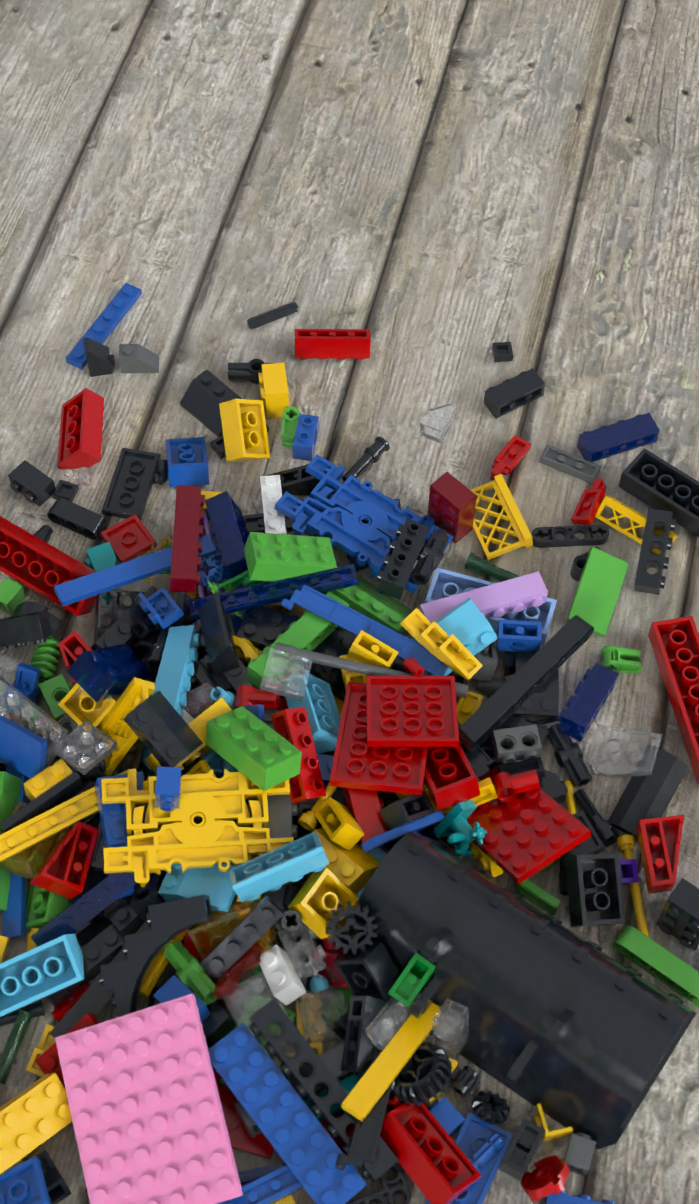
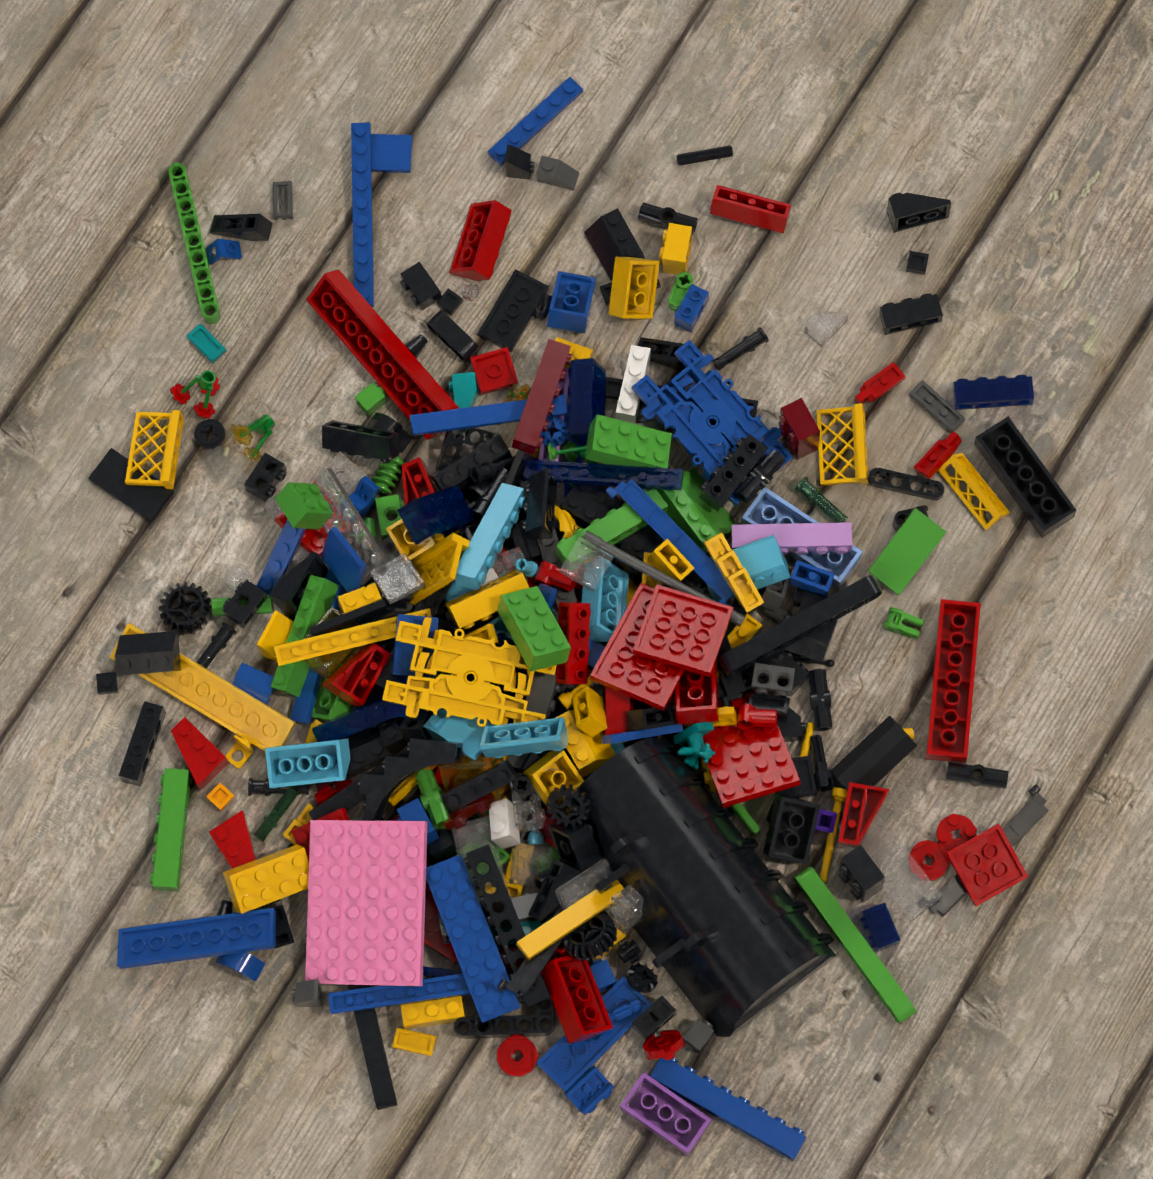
camera: 25 degrees right, 15 degrees up
(161, 608) = (499, 462): blue bracket -> none
(162, 730) = (463, 591): black slope -> none
(168, 788) = (450, 648): blue brick -> none
(411, 665) = (700, 583): red arm -> none
(412, 980) = (603, 864): green slope -> none
(485, 307) = (914, 210): none -> black slope
(540, 1121) = (679, 1014): yellow bracket -> none
(587, 702) = (855, 656): clear blue brick -> none
(623, 752) = (864, 713): clear slope -> none
(655, 521) = (973, 515): black brick -> none

